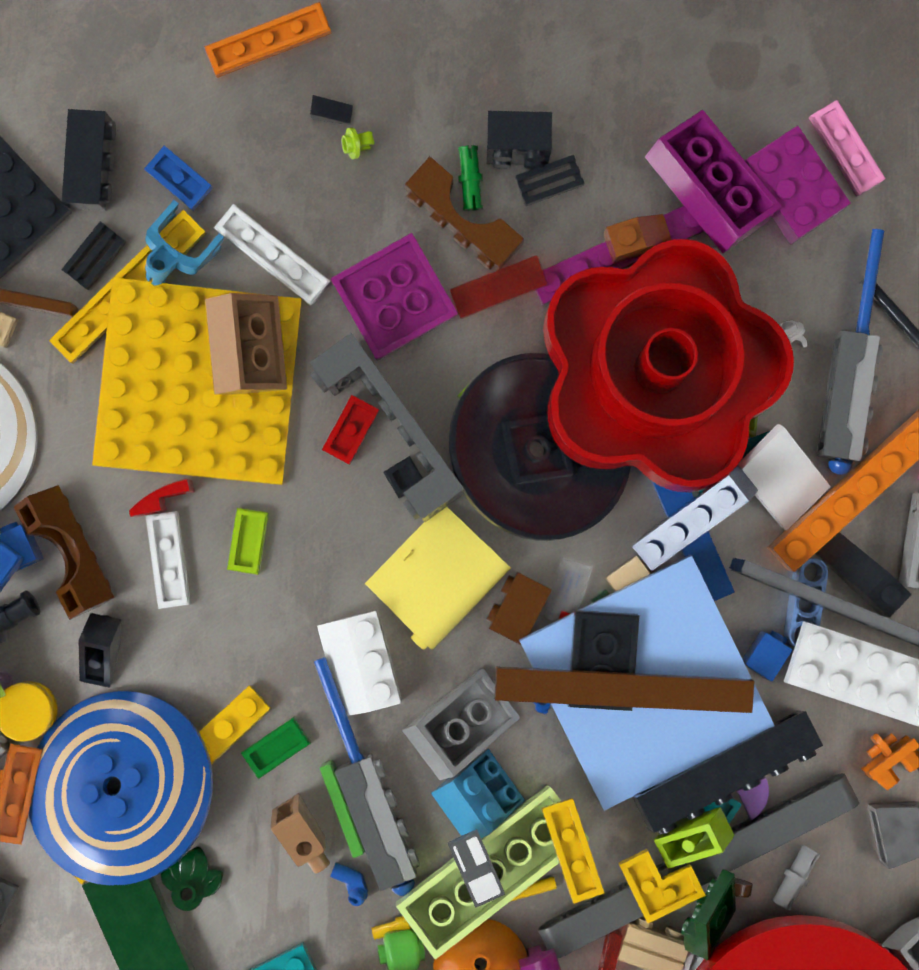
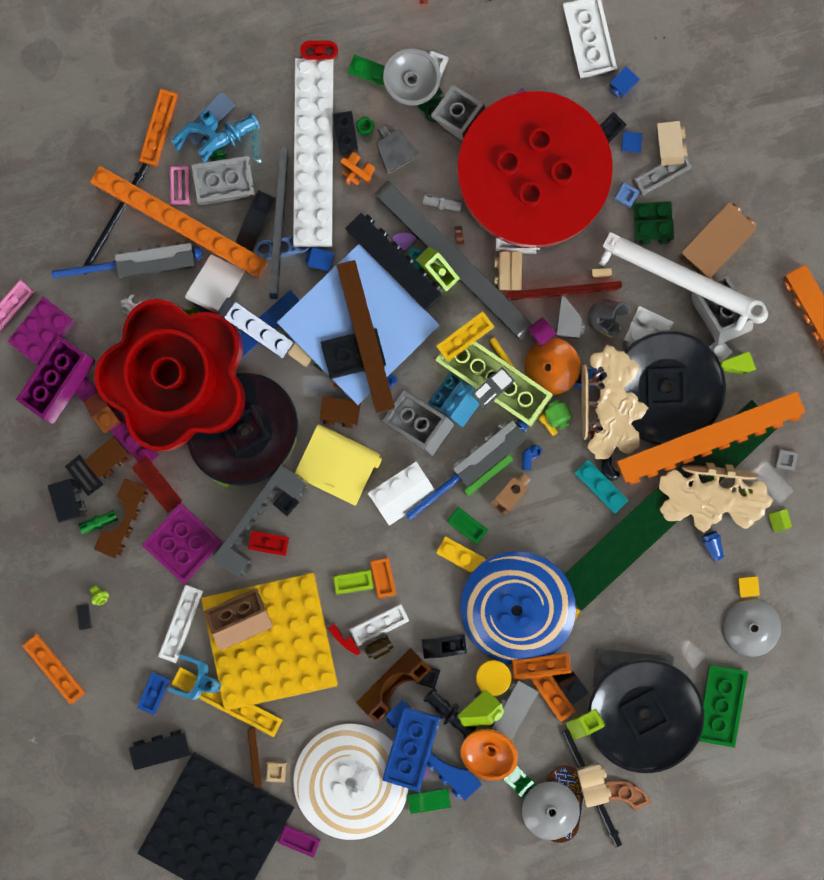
camera: 110 degrees left, 0 degrees up
(55, 613) = (430, 678): none -> black tile
(85, 247) = (199, 723): black tile -> none
(133, 547) = (378, 647): none -> dark brown brick
(192, 874) = (555, 549): dark green plate -> none
(239, 589) = (383, 578): none -> orange tile
(564, 223) = (107, 457): none -> reddish brown brick
(659, 894) = (476, 280): yellow plate -> none
(710, 916) = (477, 245): dark green plate -> none

